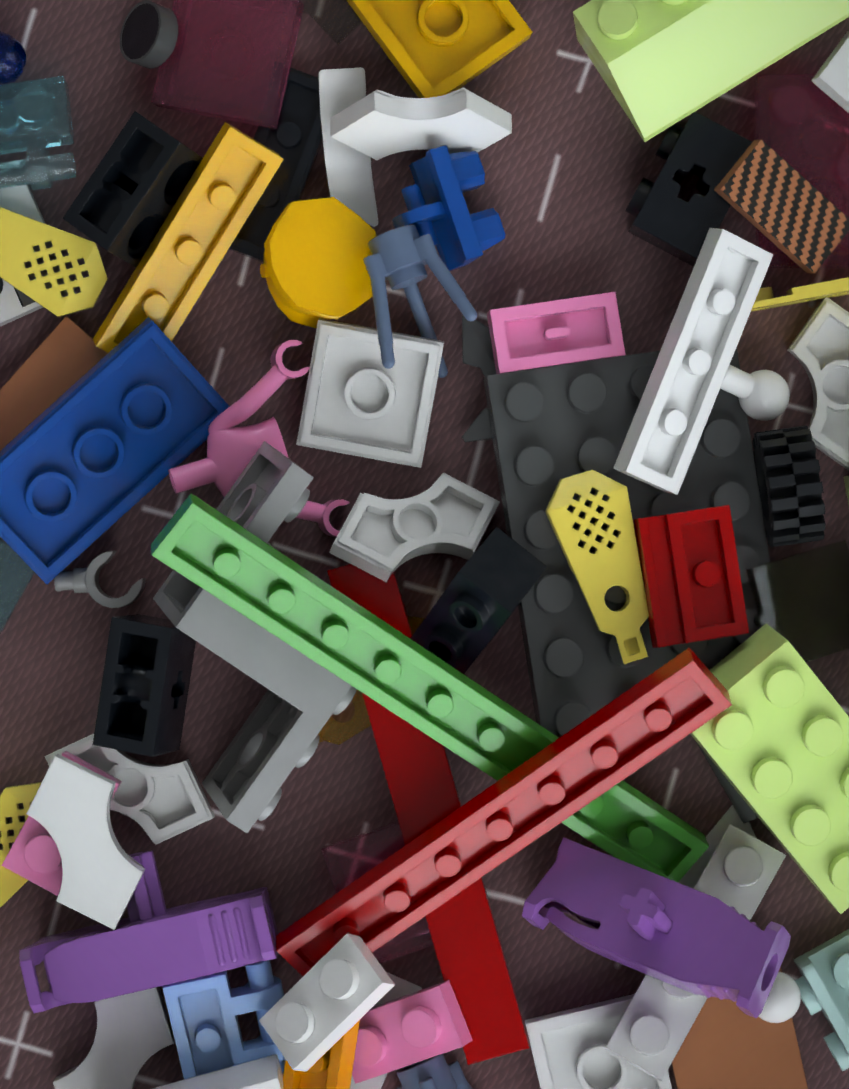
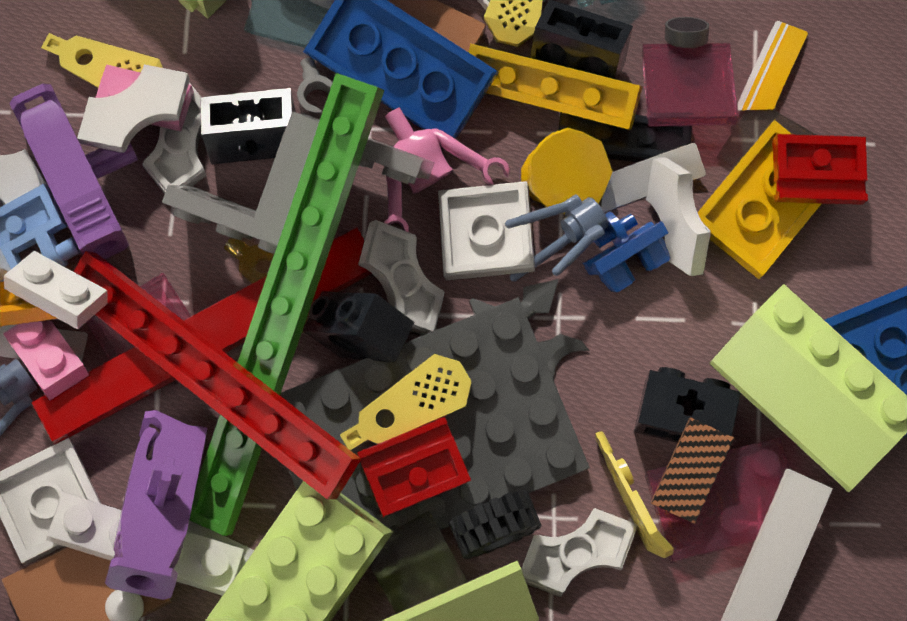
camera: 80 degrees right, 15 degrees down
(555, 332) = (561, 340): bright pink plate -> none
(697, 364) = (565, 434): white plate -> none

